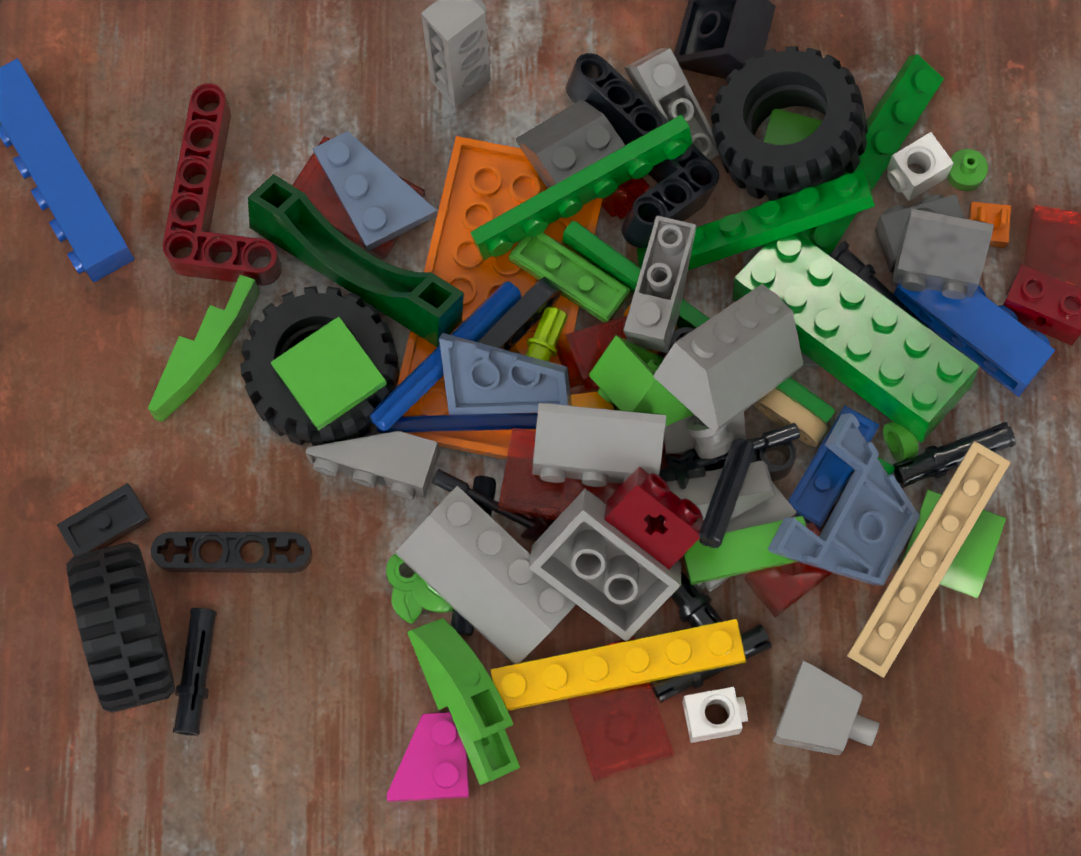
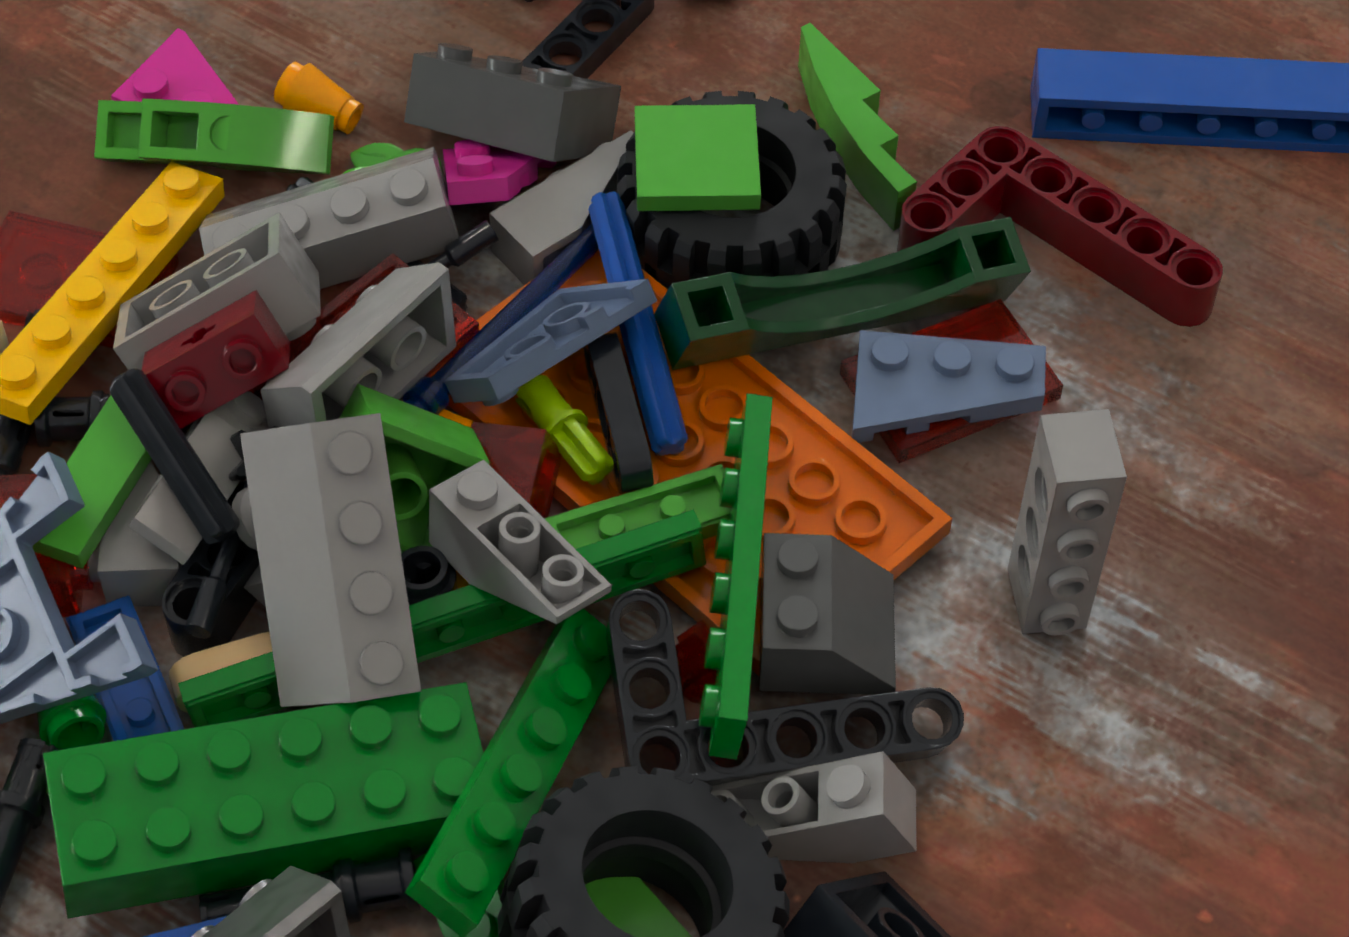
camera: 120 degrees right, 20 degrees down
(331, 534) = (510, 105): none -> dark grey wedge
(380, 521) = (487, 173): none -> dark pink wing
(387, 670) = (312, 91): none -> light orange cone

